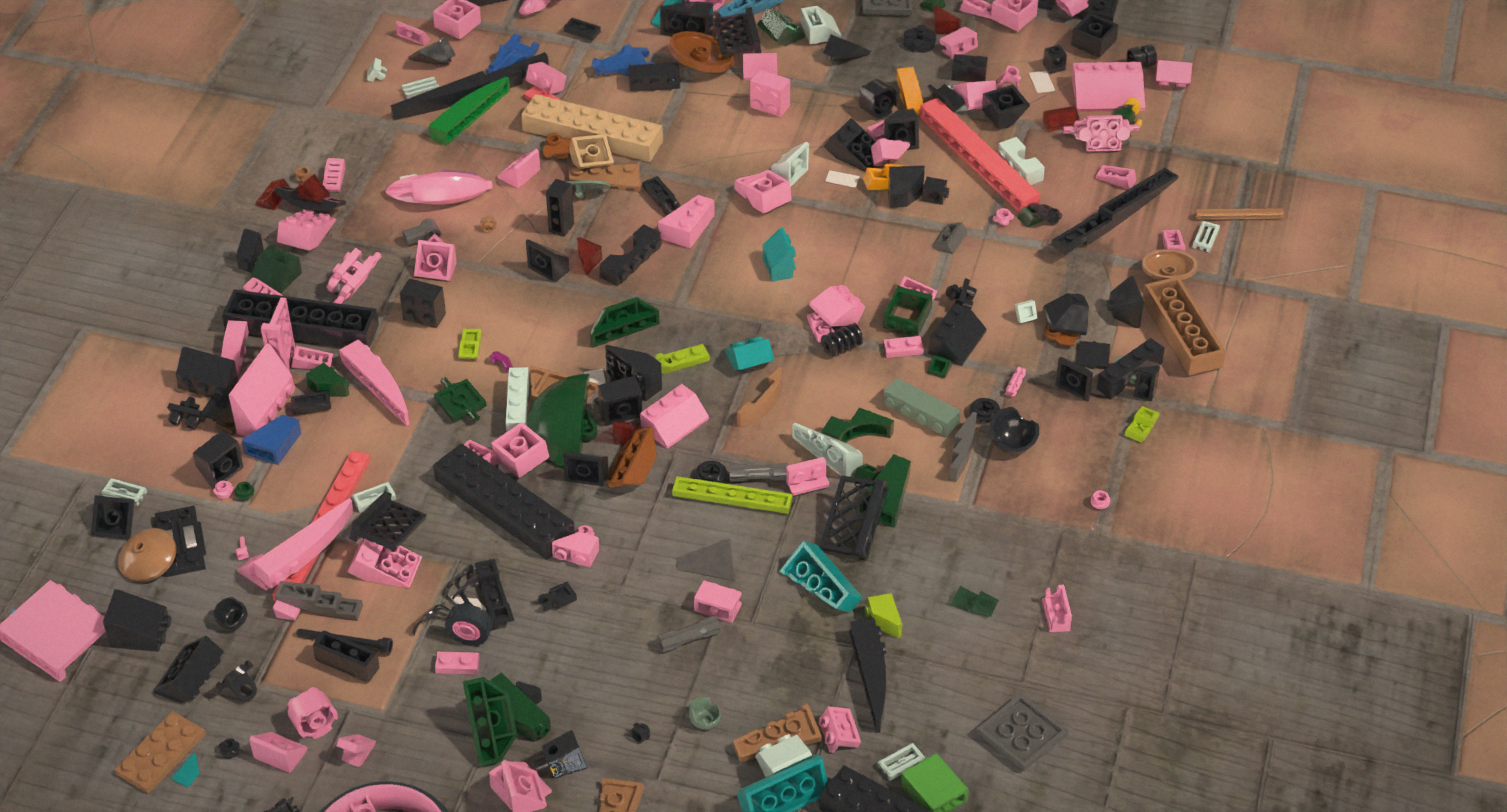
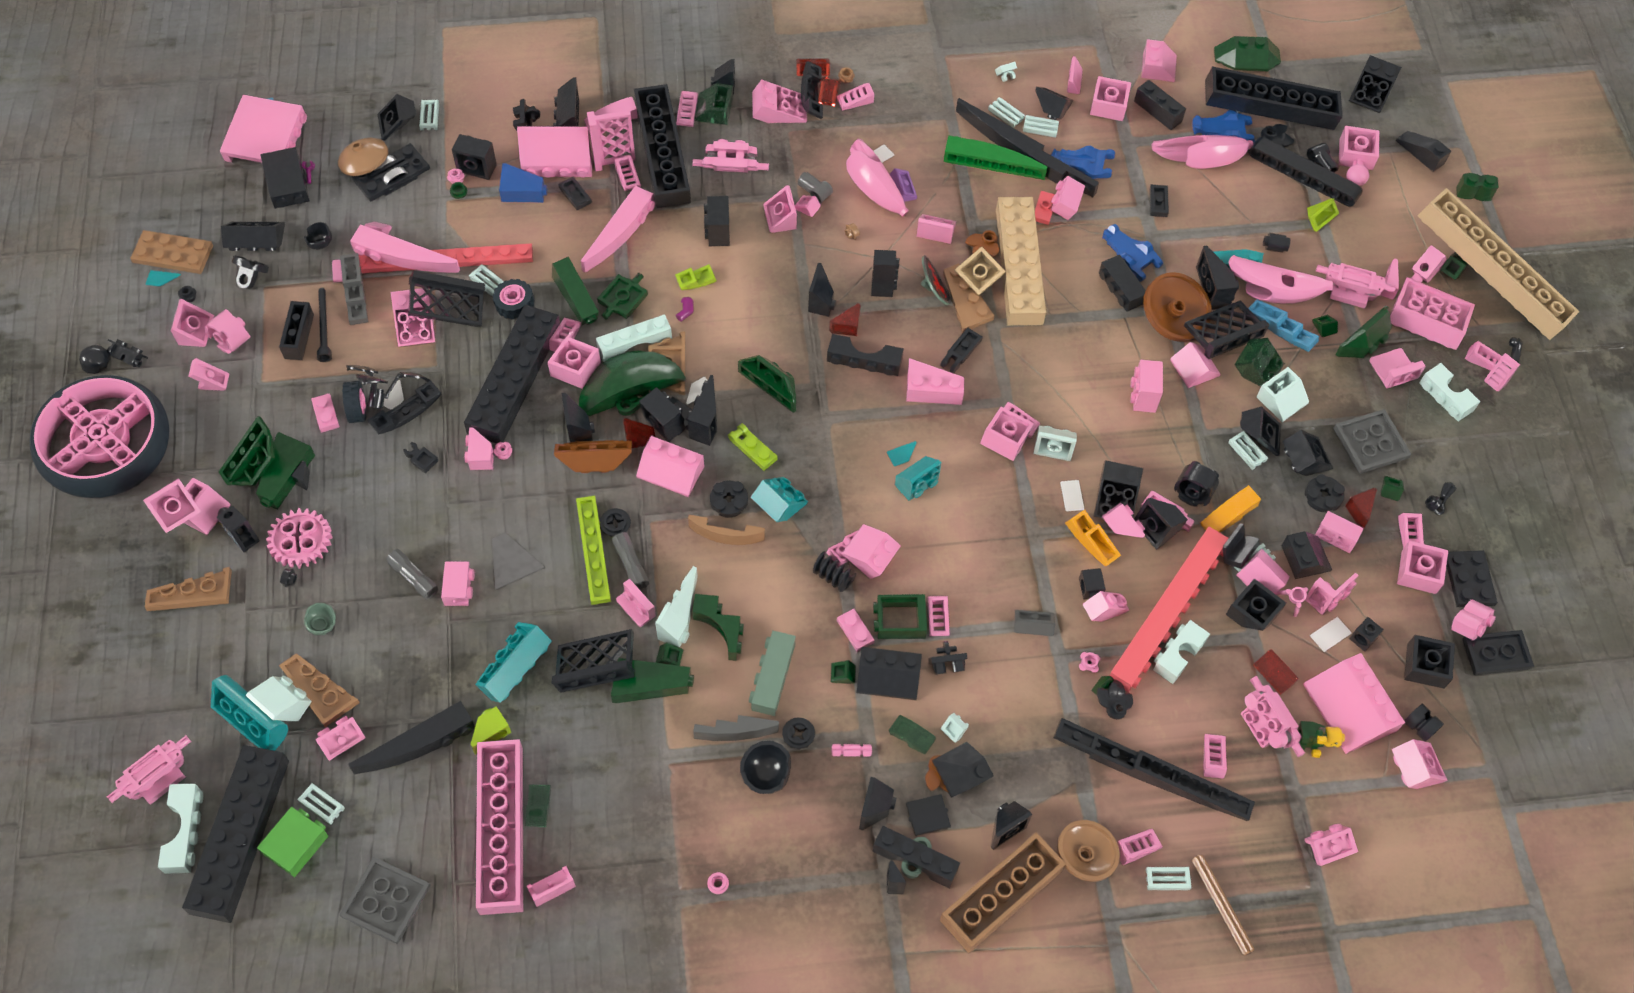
camera: 65 degrees right, 15 degrees up
(242, 551) = (393, 218): bright pink hand -> none
(326, 379) = (602, 192): dark green slope -> none
(412, 479) = (511, 297): none -> black wheel
(434, 429) = (574, 291): none -> dark green slope
(449, 70) = (1040, 126): none -> light aqua tile
(600, 712) = (280, 539): none -> bright pink gear
(728, 381) = (728, 488): none -> black plate
(742, 267) = (901, 454): none -> teal sticker
(856, 66) = (1245, 452): none -> light aqua tile
(880, 33) = (1306, 453): none -> black slope
(905, 185) = (1076, 552): black slope -> none
(959, 188) = (1105, 606): none -> bright pink slope
(987, 626) = (499, 827): none -> bright pink brick
(1015, 57) = (1325, 598): none -> bright pink bracket
(1019, 338) = (913, 734): none -> clear green slope
(1142, 424) = (844, 894): lime slope -> none
(1215, 138) = (1332, 844): none -> bright pink bracket

